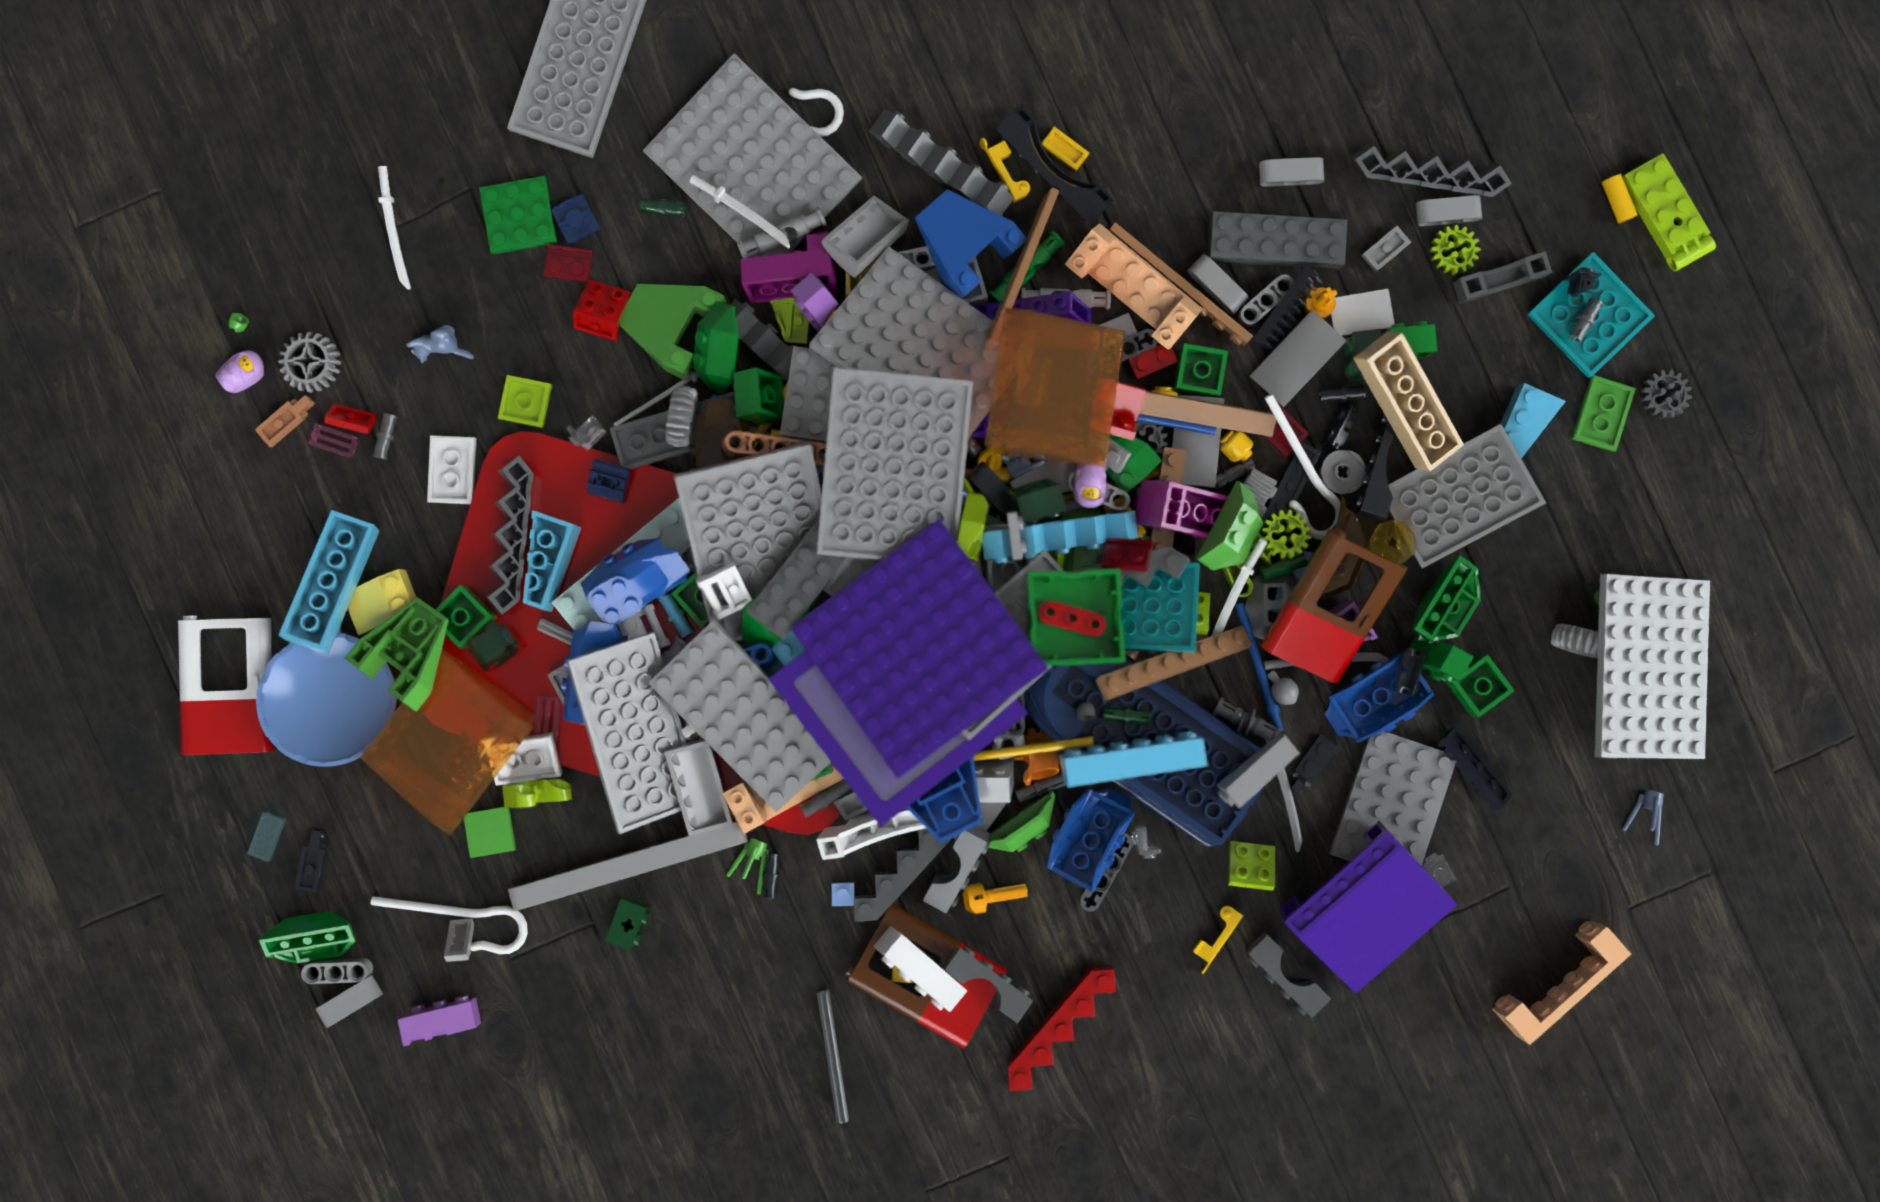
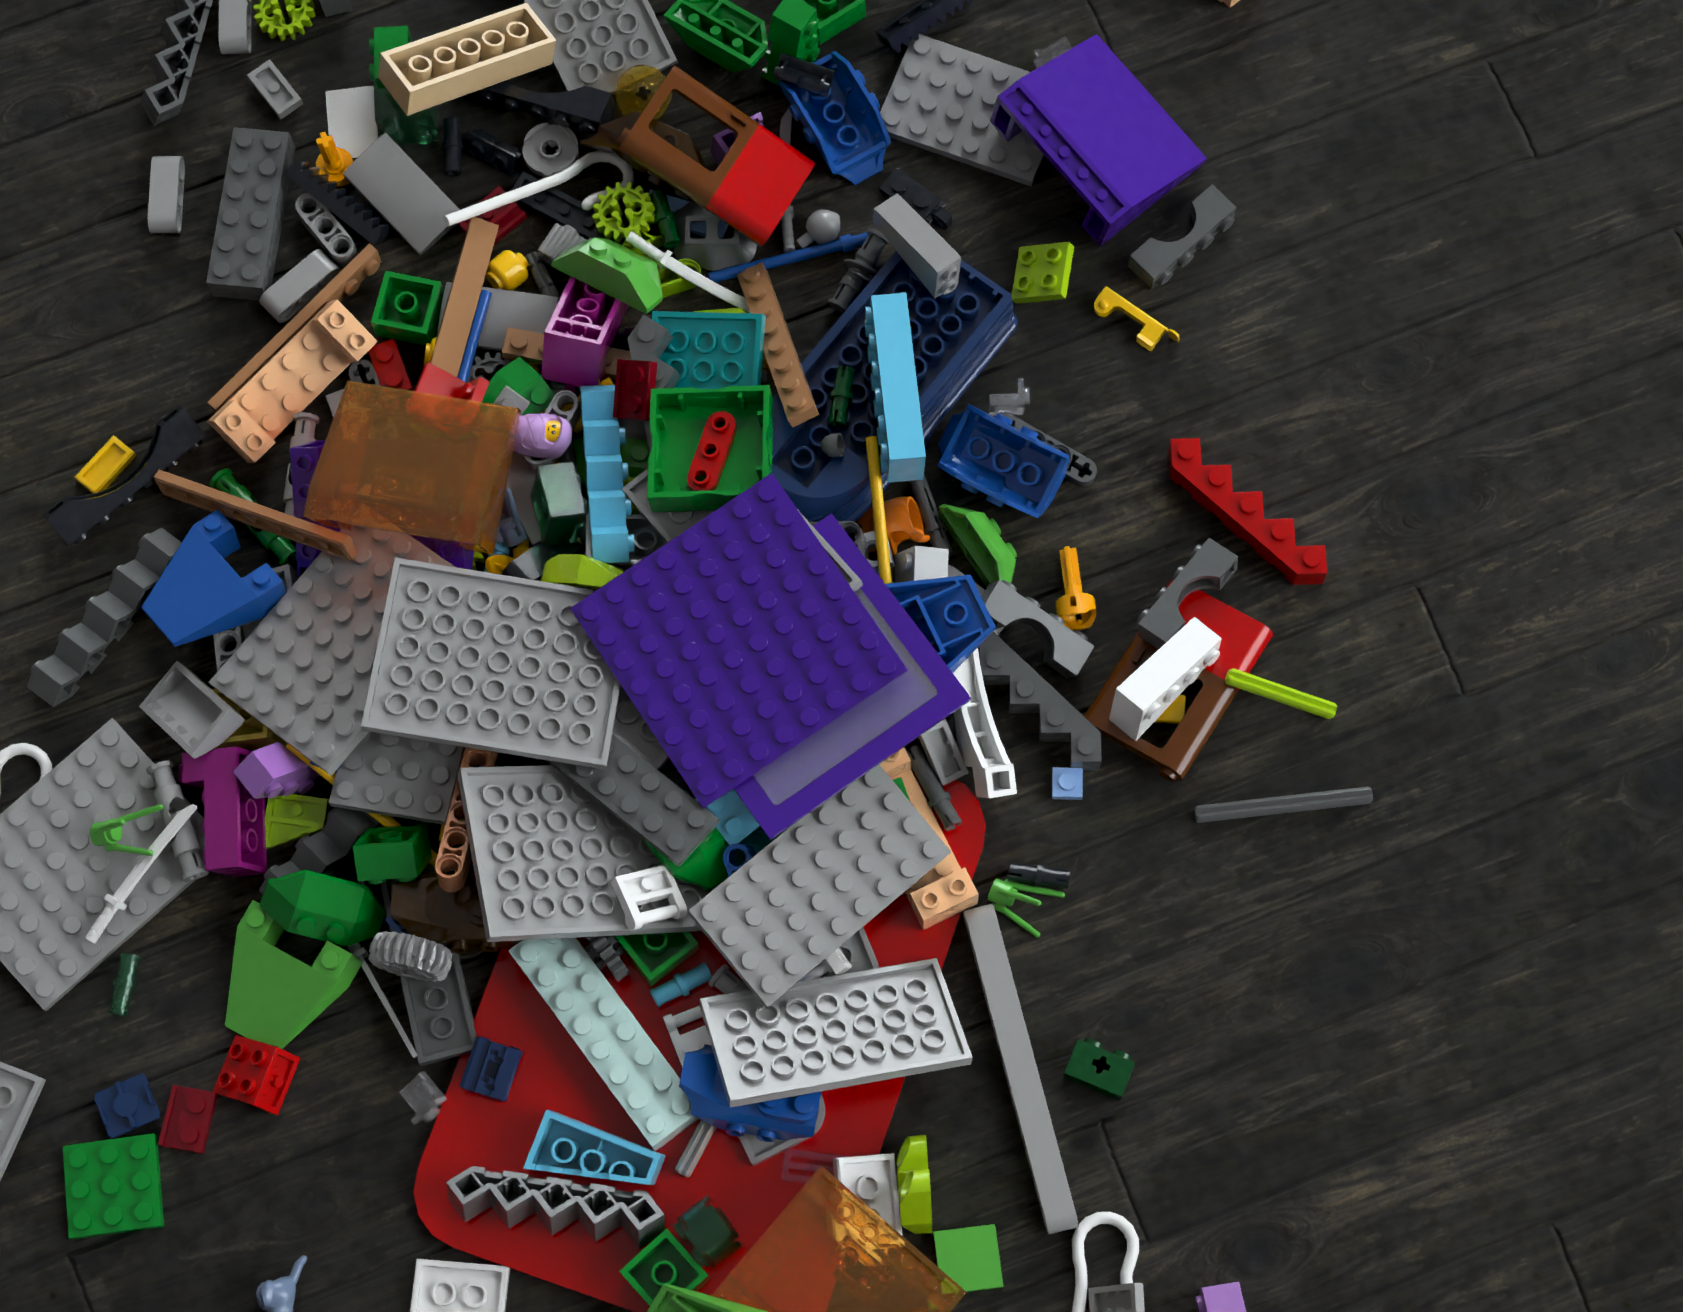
camera: 80 degrees left, 15 degrees down
(524, 401) = (372, 1185): lime plate -> none
(633, 578) = (623, 1024): blue slope -> none
(698, 786) = (913, 956): light grey slope -> none
(769, 184) = (110, 831): none -> bright green plant
(915, 1054) = (1280, 693): none -> lime axle
(996, 155) = (104, 550): yellow piece -> none
(1015, 525) = (612, 516): light grey plate -> none
(1291, 809) = (972, 226): light grey sword -> none

